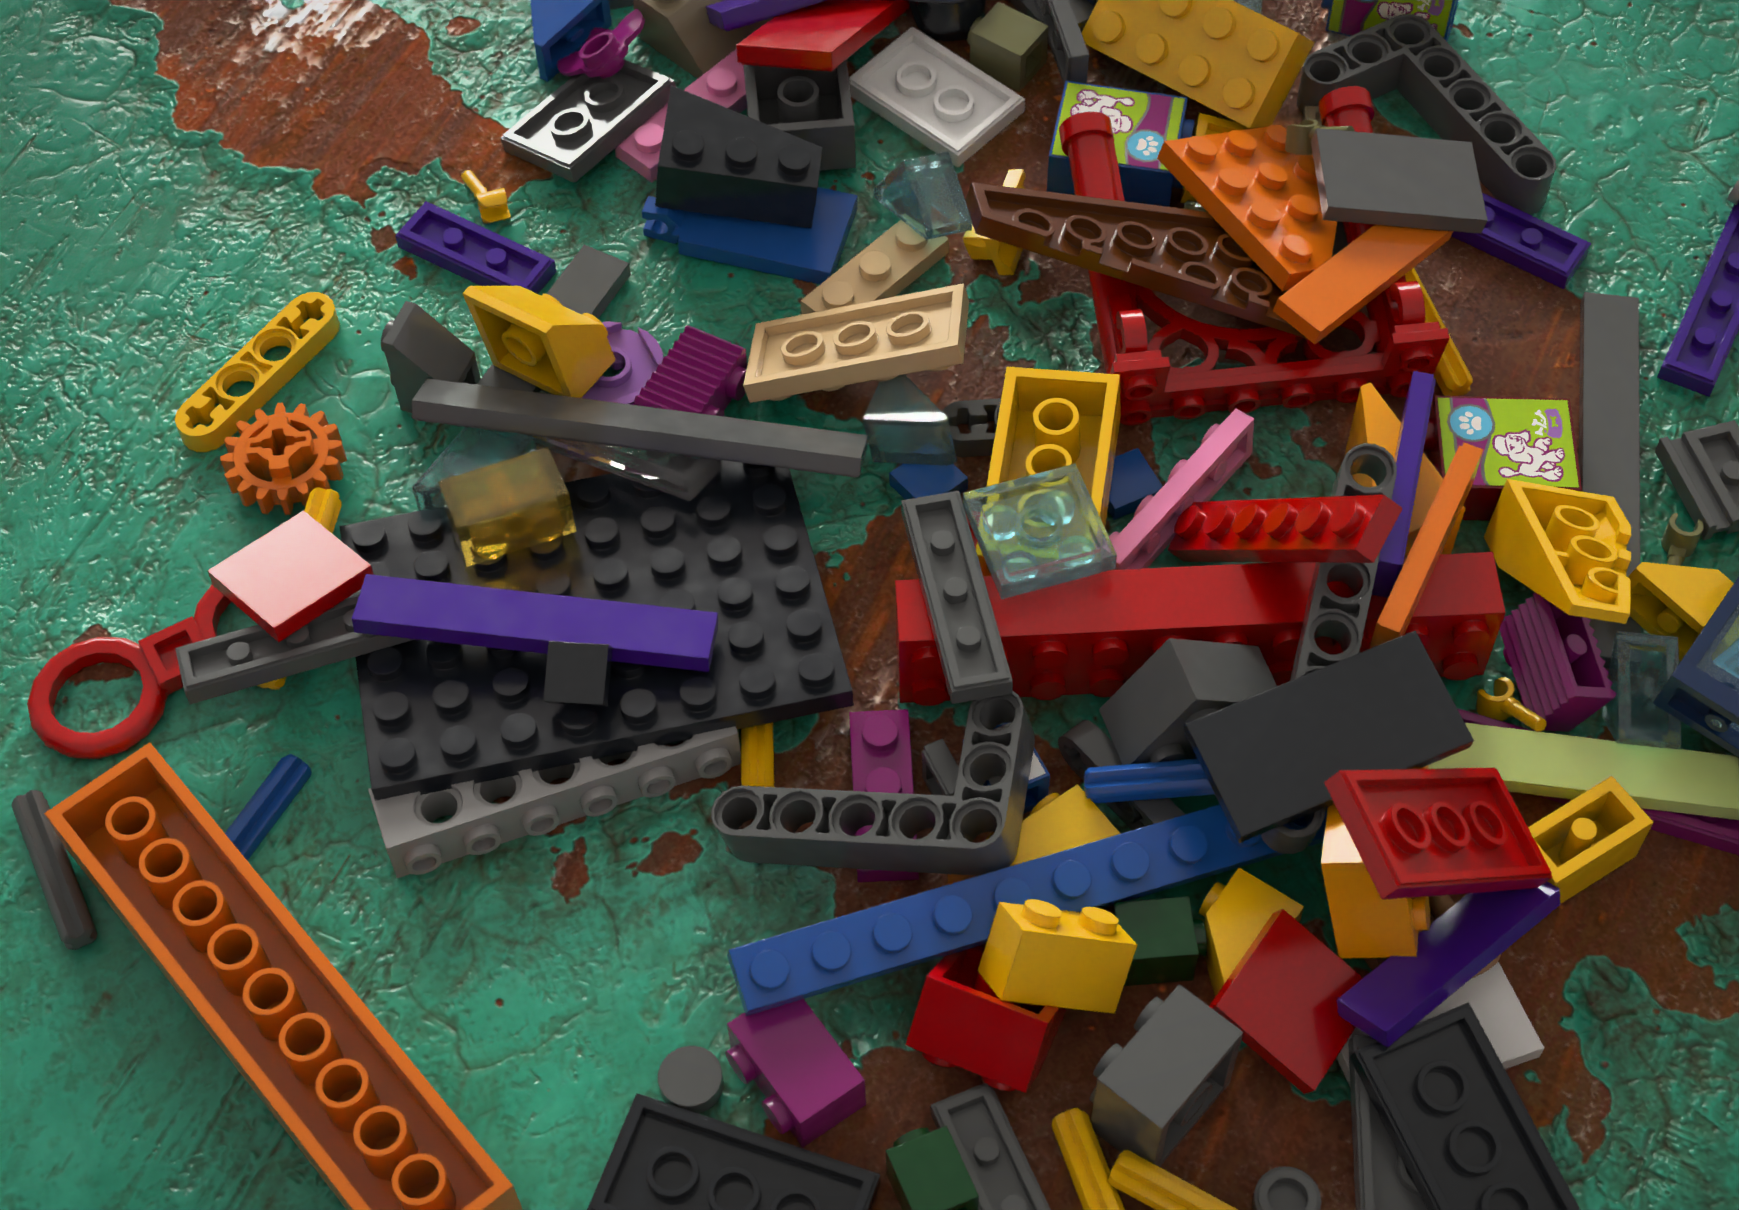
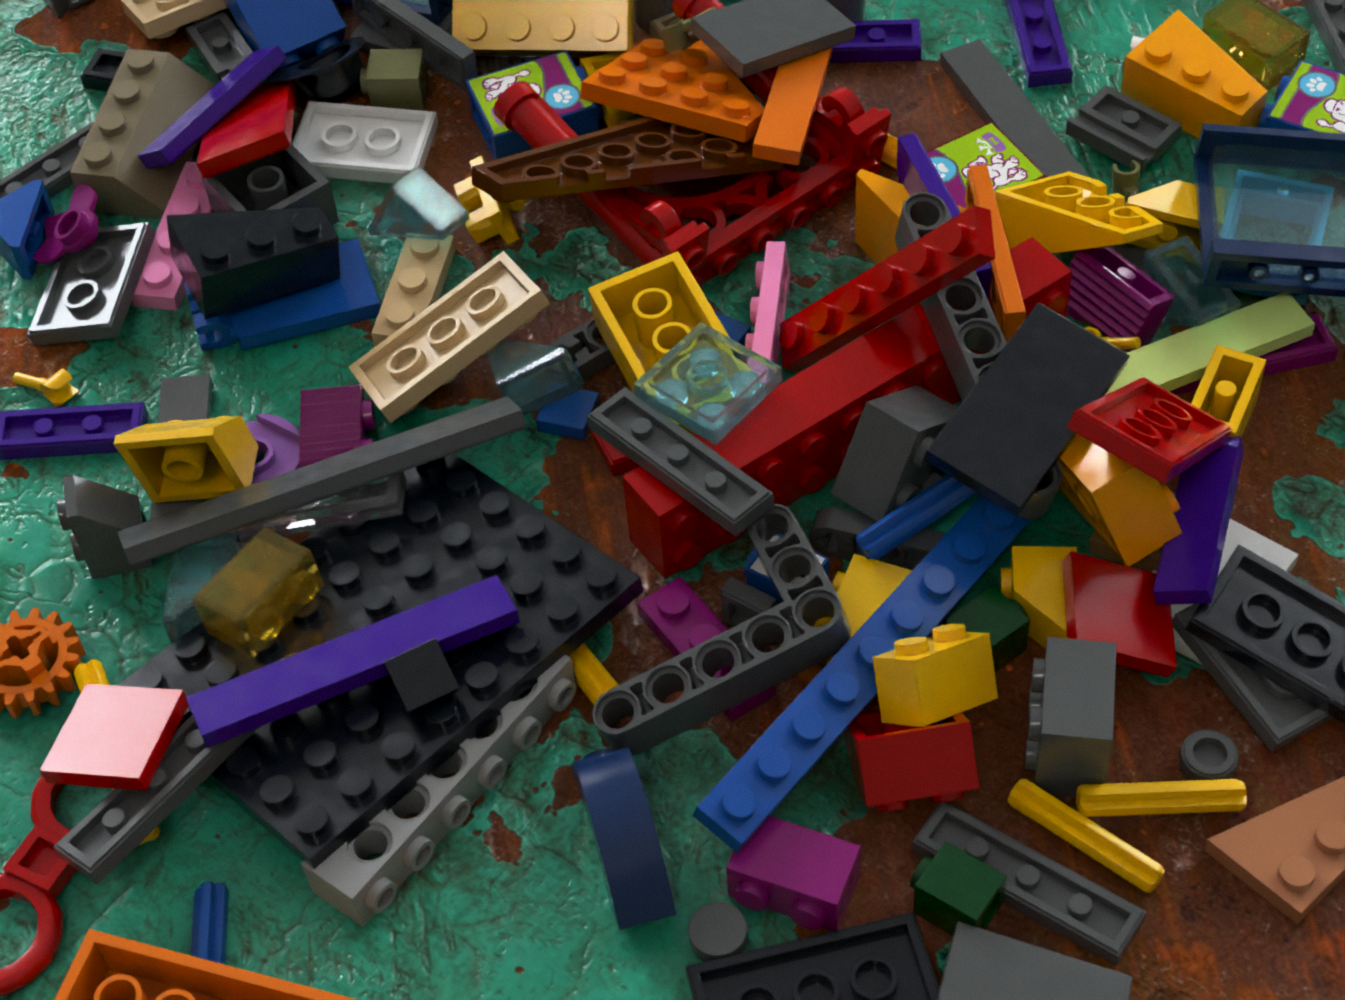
camera: 30 degrees left, 5 degrees down
(658, 933) = (624, 837): none -> dark blue arch

